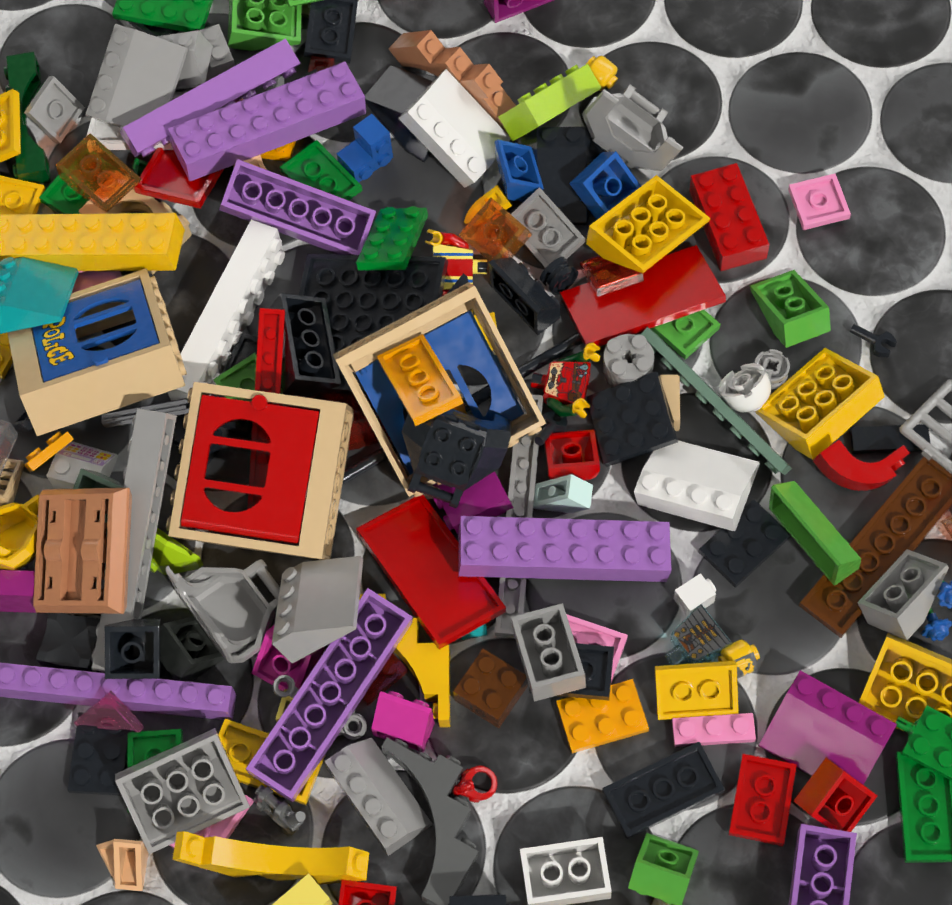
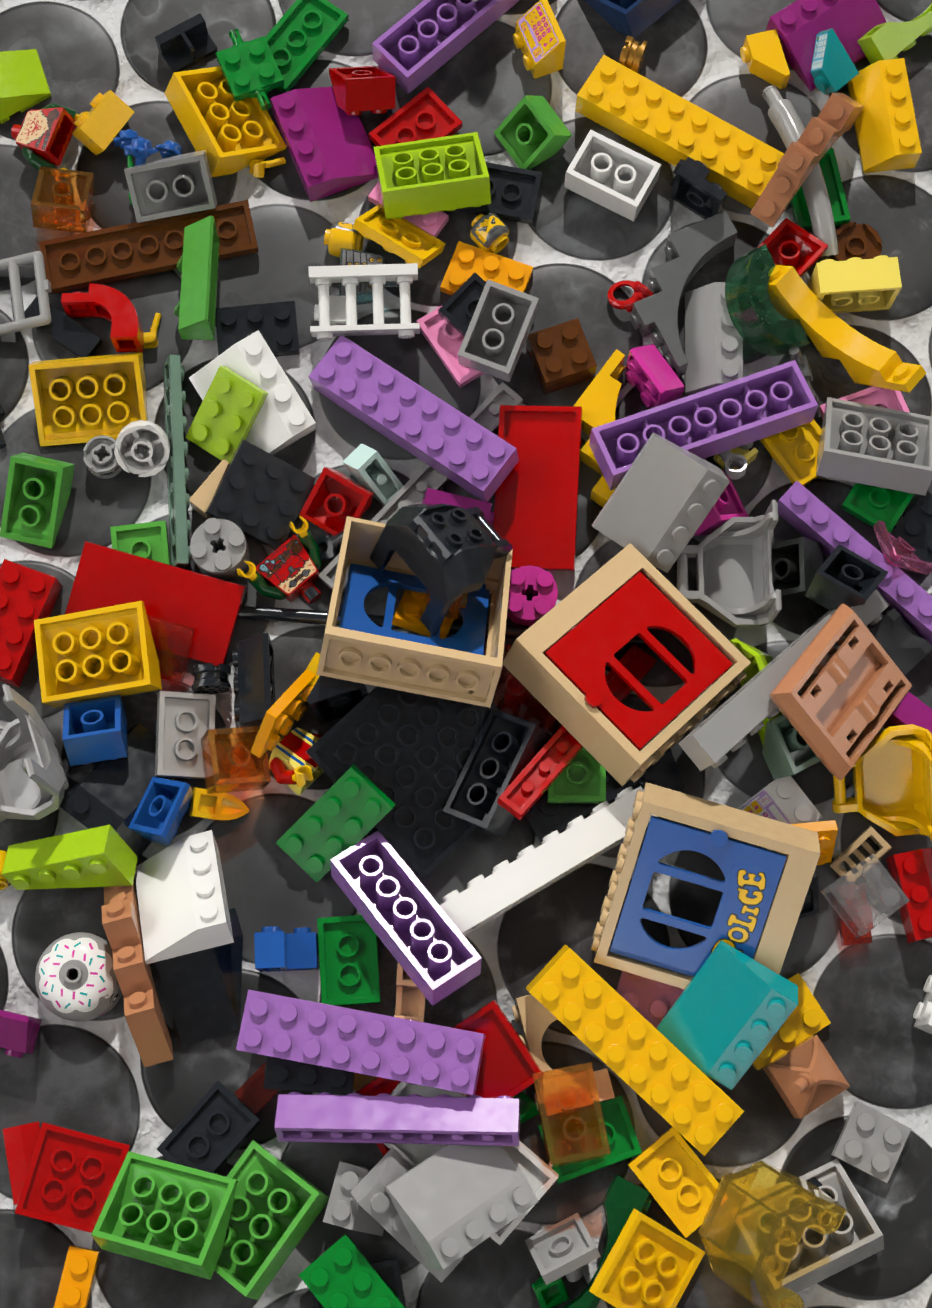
camera: 150 degrees left, 10 degrees up
(363, 822) = (752, 309): none -> clear green brick
(373, 474) = (543, 590): none -> dark pink brick
(419, 379) = (437, 597): light orange plate -> none
(481, 271) = (282, 713): none -> light orange plate
(496, 45) = (93, 990): none -> cylinder
(629, 752) = (489, 232): none -> head
(680, 632) = (350, 277): none -> white fence
(706, 453) = (226, 414): none -> lime plate
(712, 758) = (432, 175): none -> lime slope
(818, 479) = (151, 337): none -> yellow hand
(860, 672) = (258, 166): none -> yellow hand

